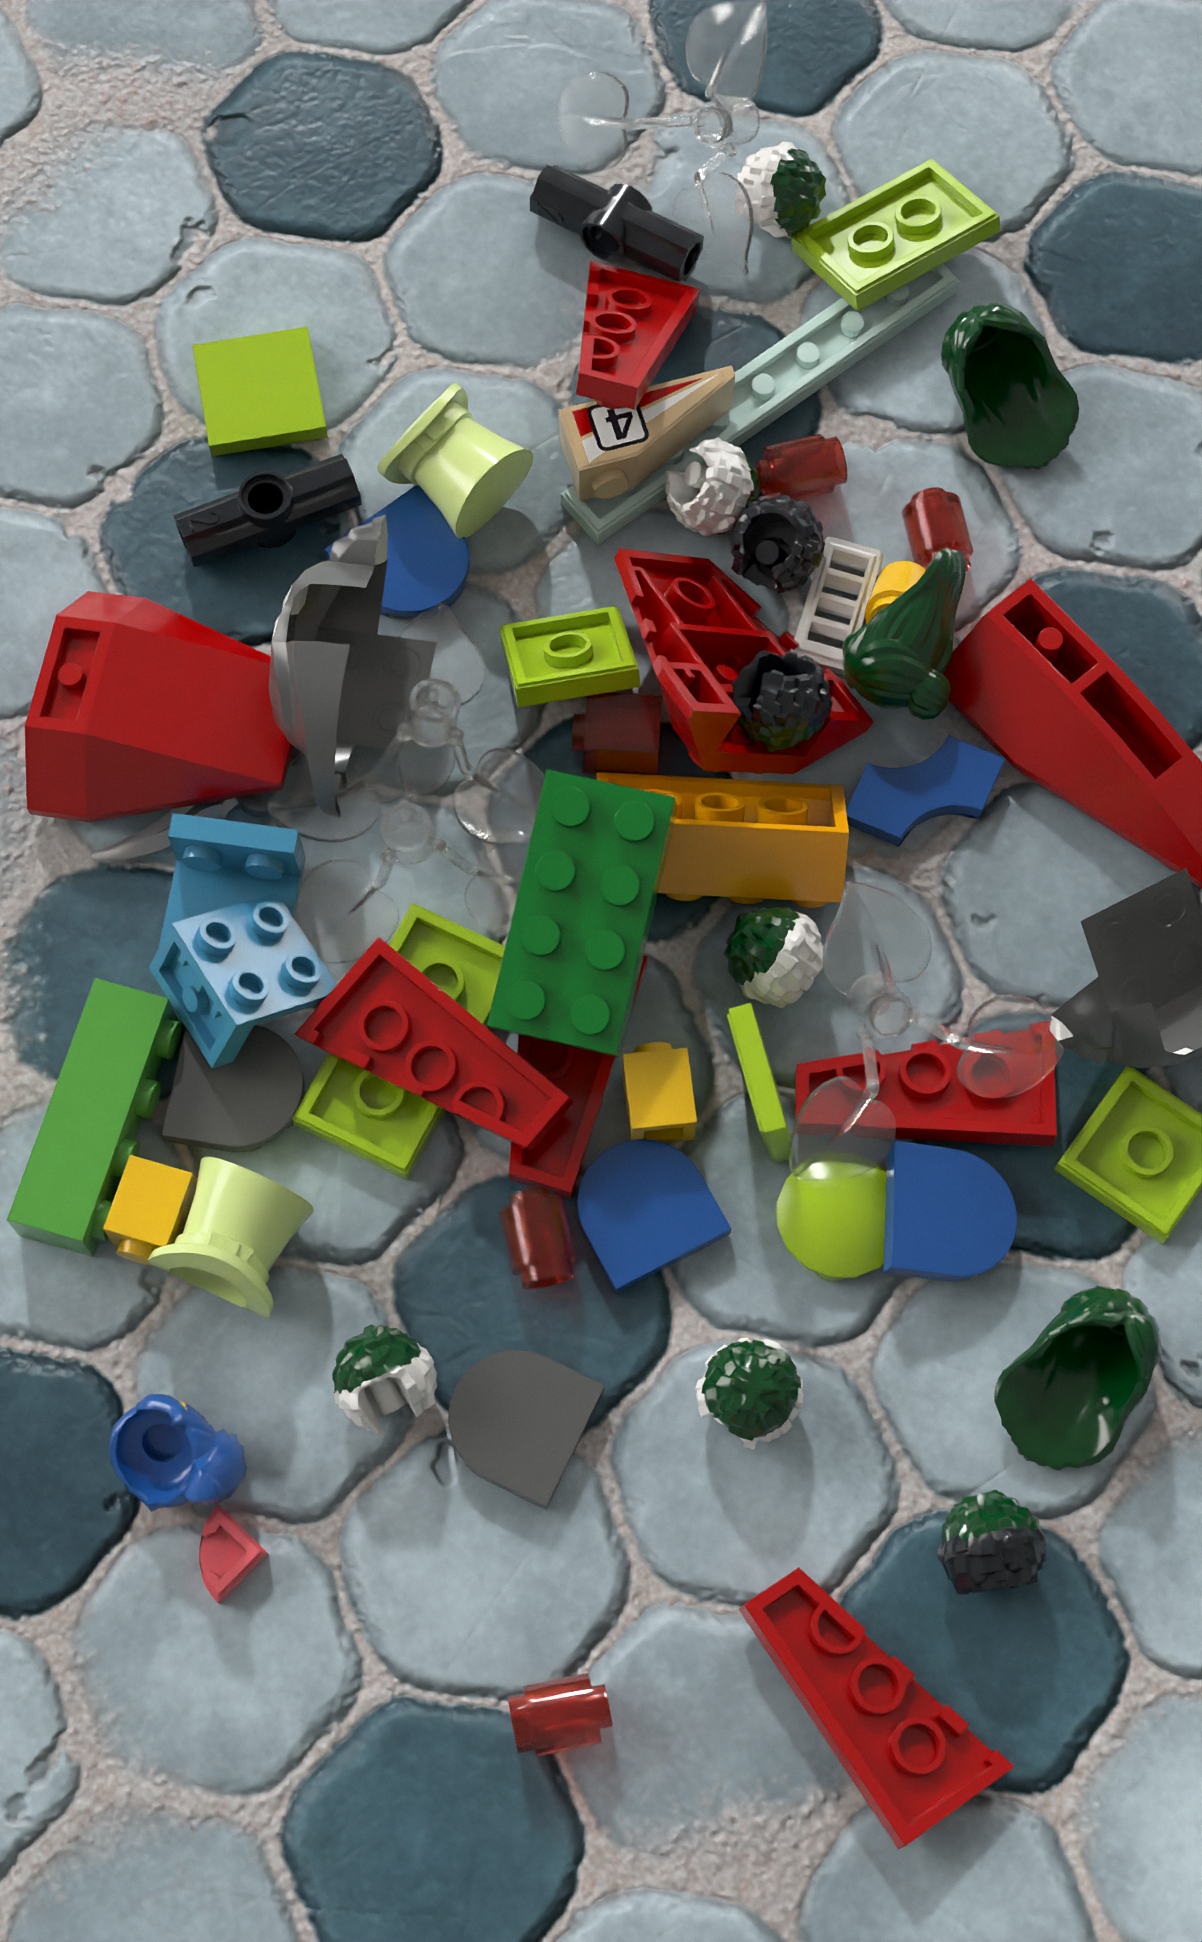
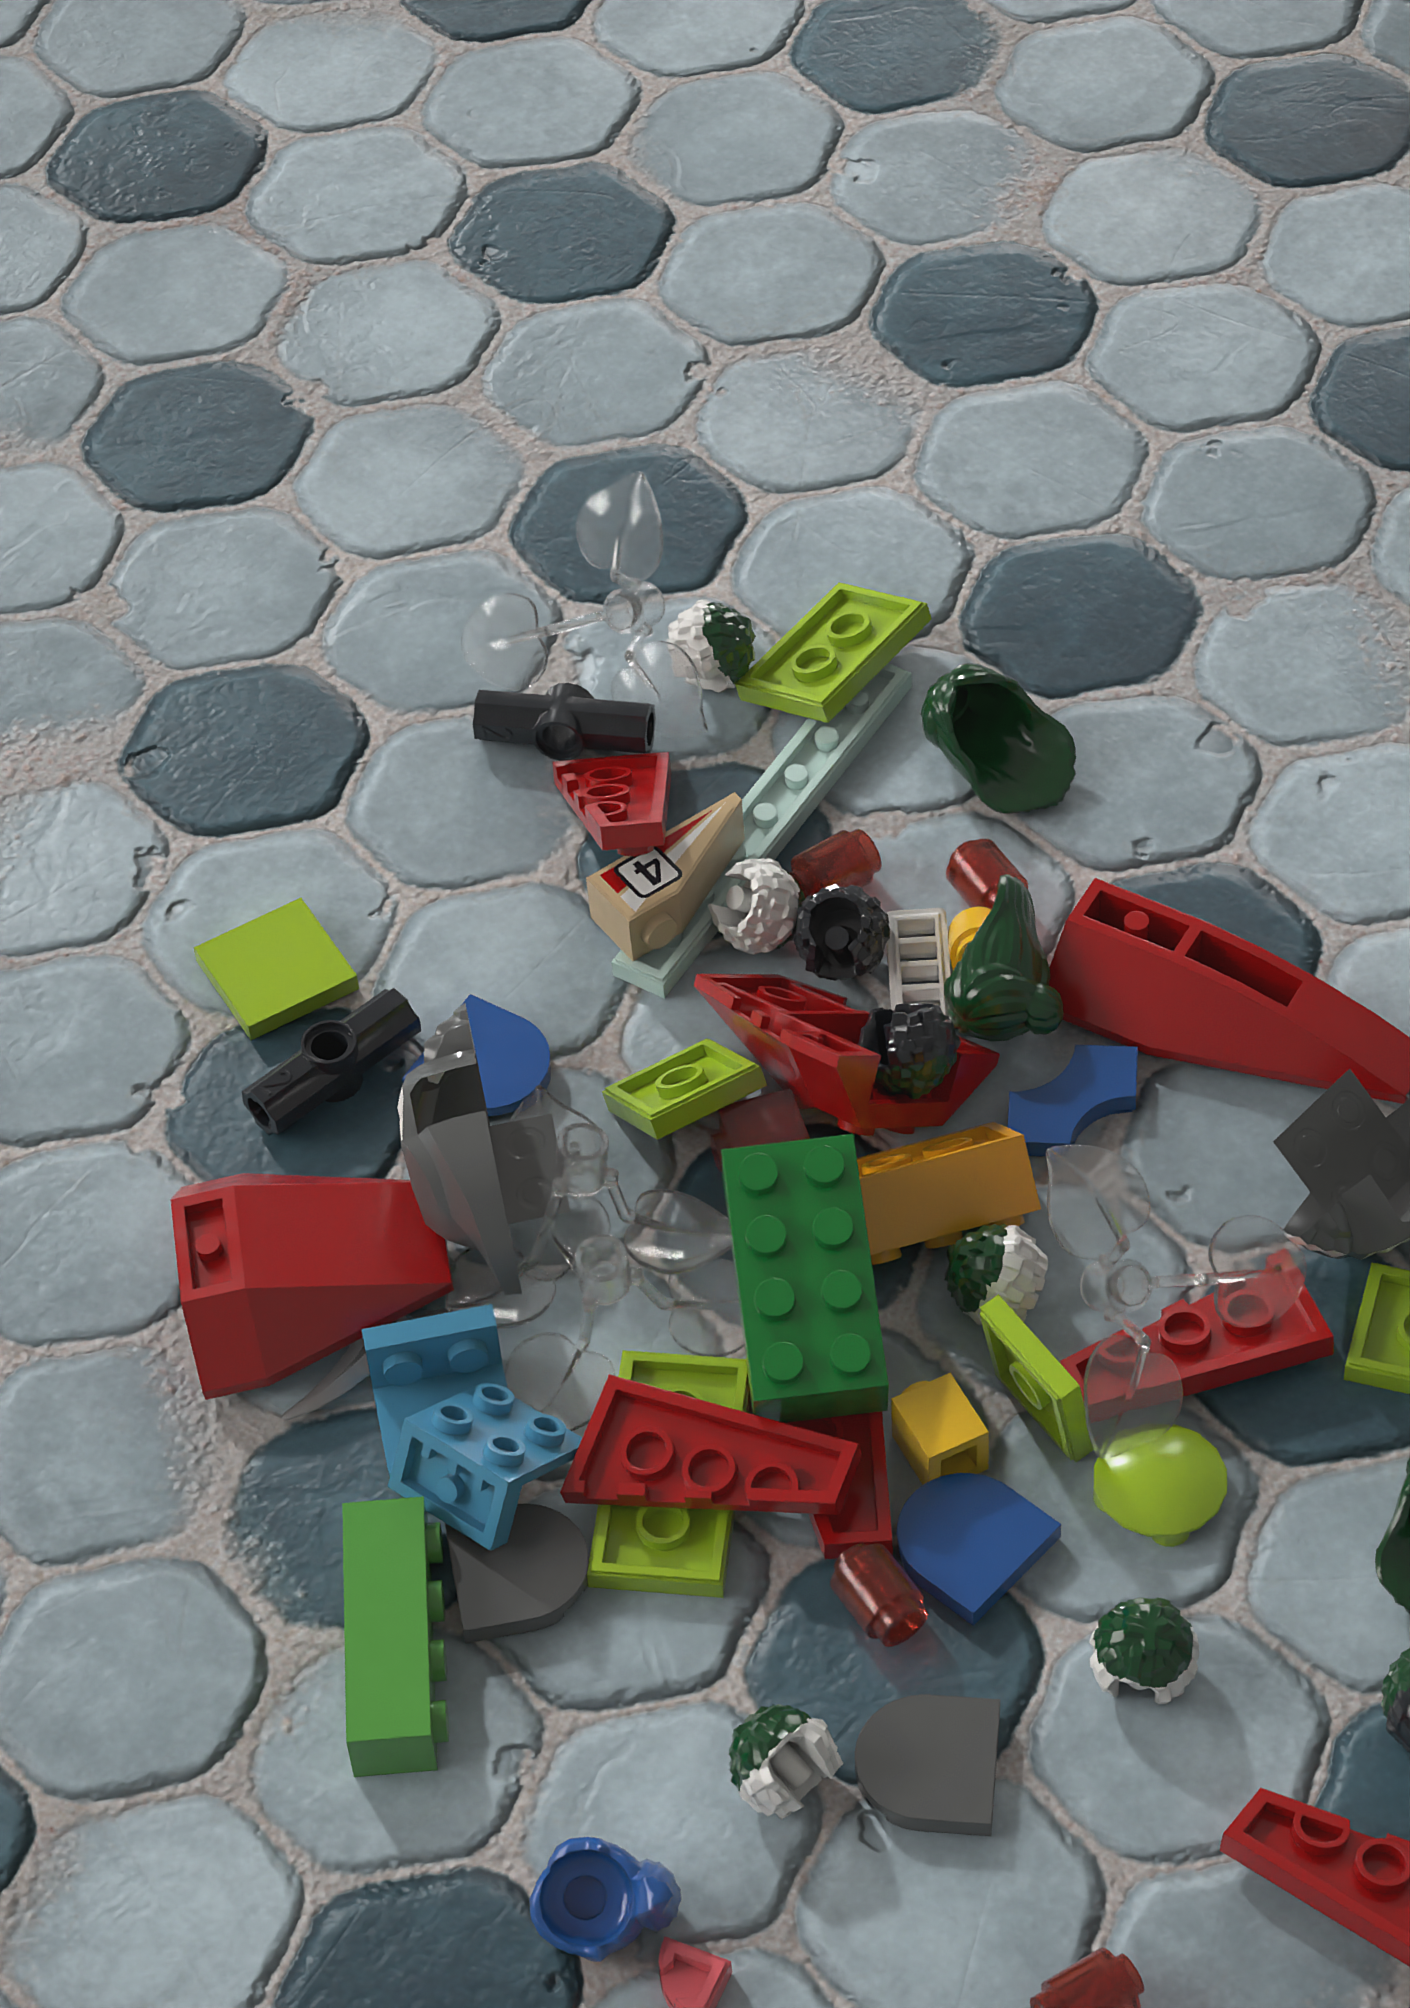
camera: 15 degrees left, 20 degrees down
(149, 1208) = (484, 1696): yellow brick -> none
(234, 1234) = (580, 1680): yellowish green hat -> none
(457, 463) = (504, 959): yellowish green hat -> none
(944, 1213) = (1258, 1441): blue tile -> none

